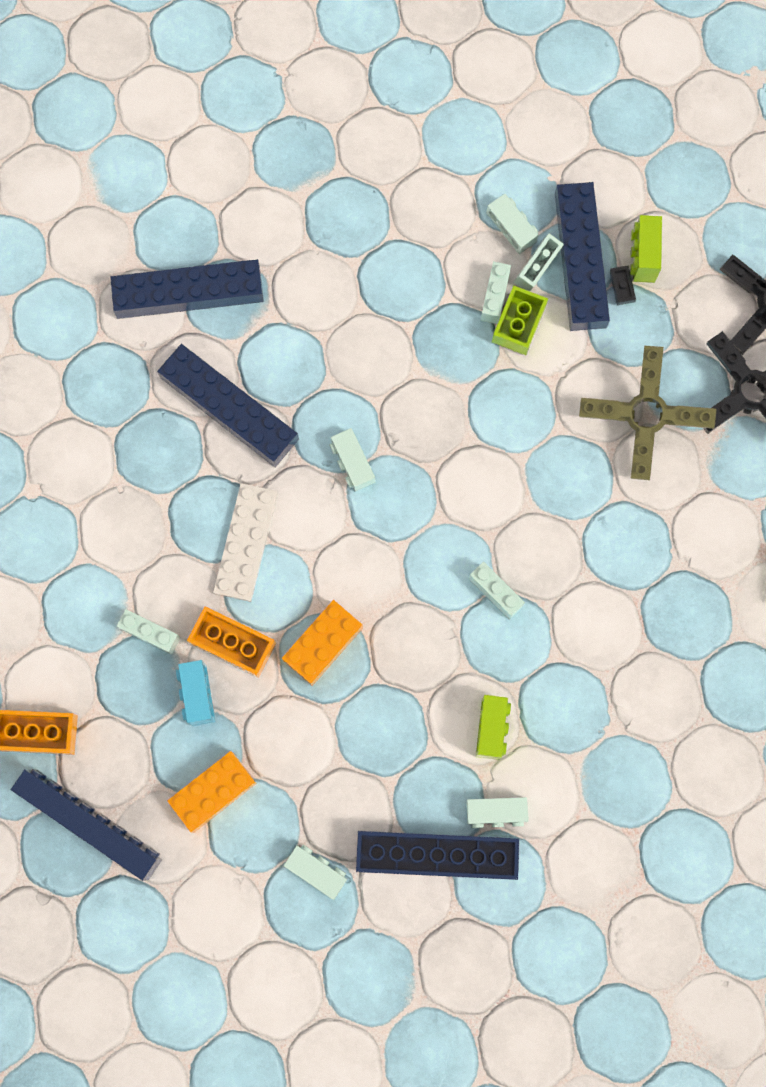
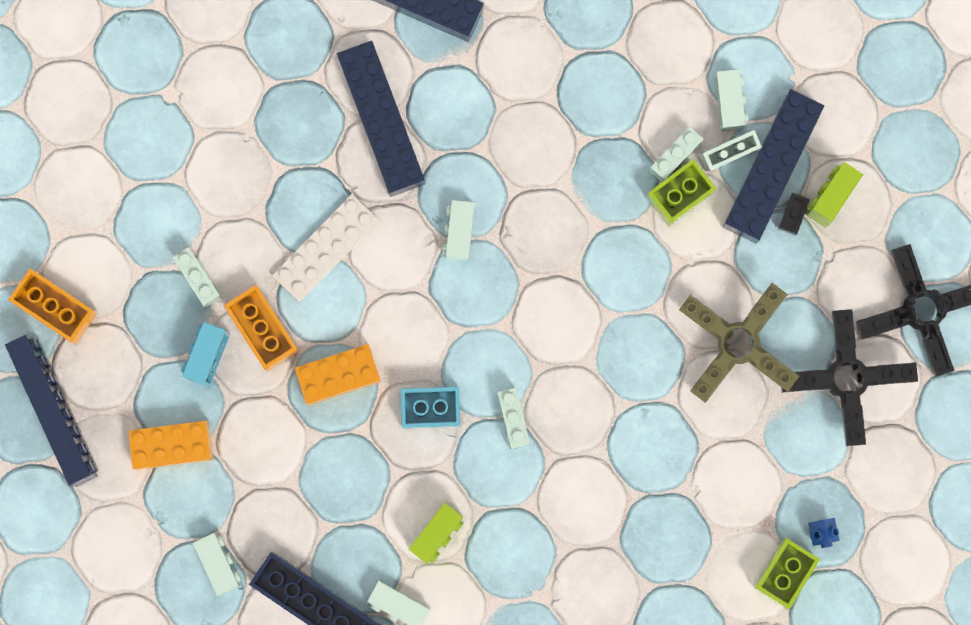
camera: 30 degrees right, 5 degrees up
(420, 623) = (430, 407): none -> medium azure brick

